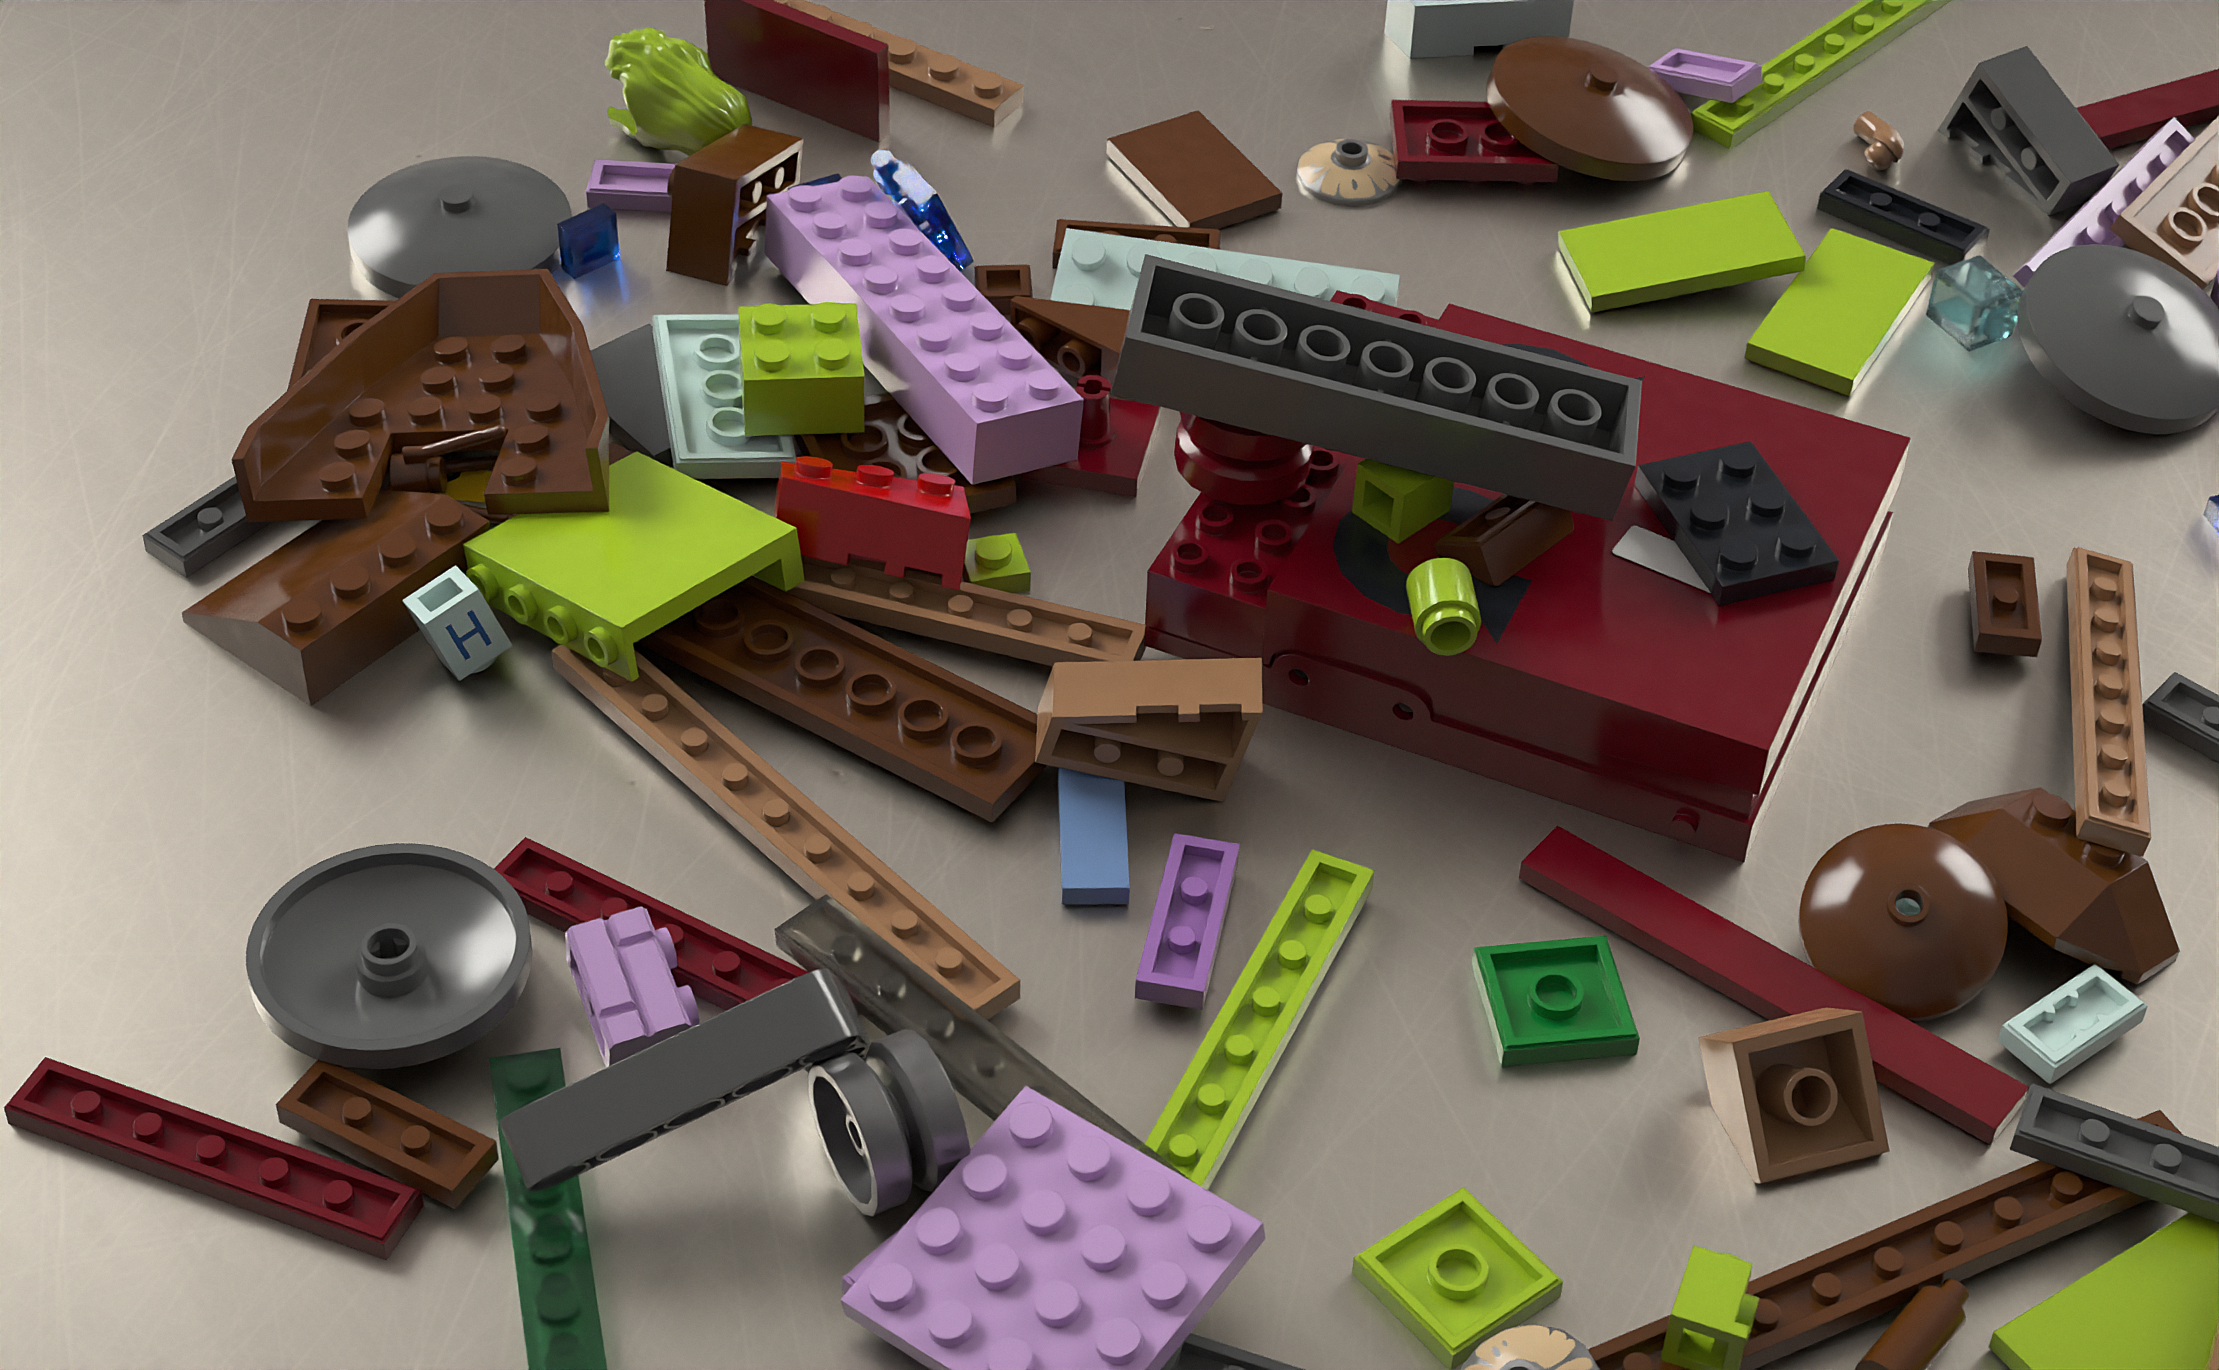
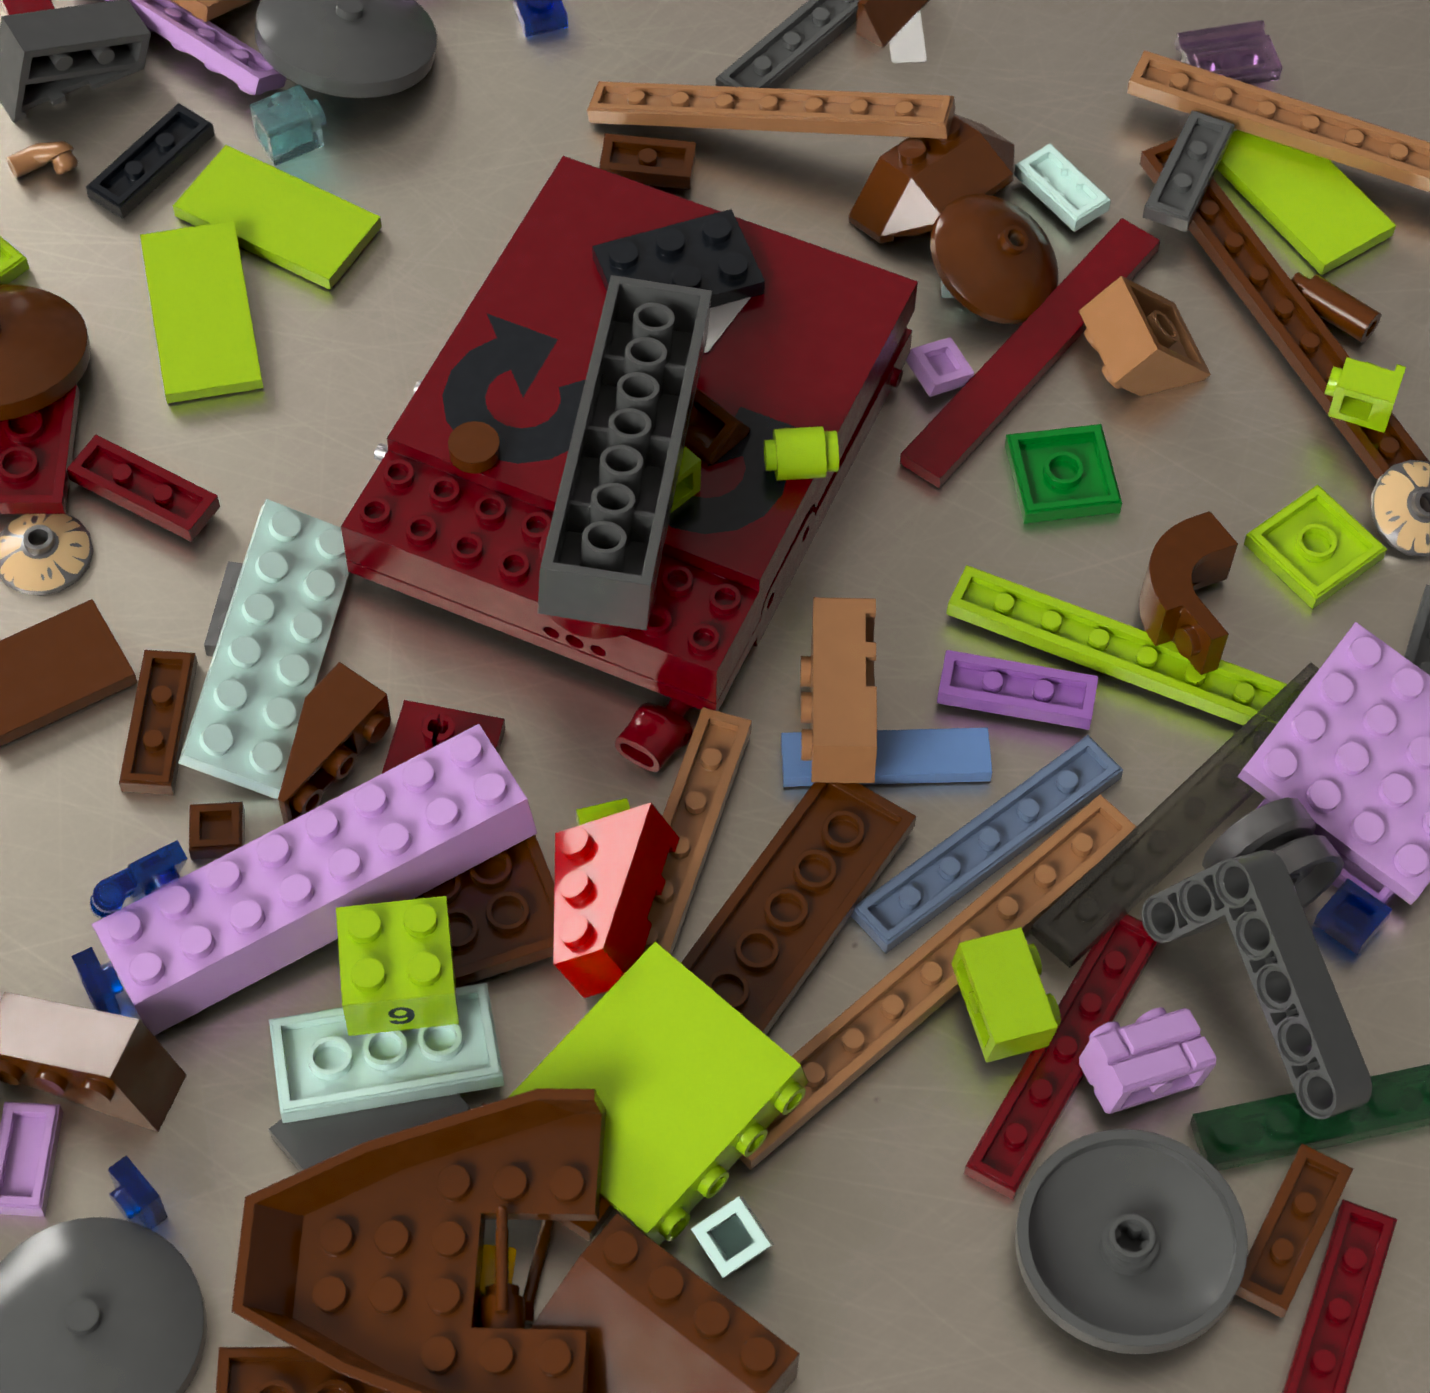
camera: 90 degrees left, 15 degrees up
(722, 847) = (1005, 994): none -> lime brick
(827, 1241) = (1352, 916): none -> clear blue plate
(972, 894) = (986, 844): none -> sand blue tile
(1112, 591) = (655, 734): none -> dark red piece
(1355, 1062) = (1182, 561): none -> reddish brown arch
(1429, 221) = (143, 488): none -> dark red plate
(1708, 867) = (939, 366): none -> lavender plate

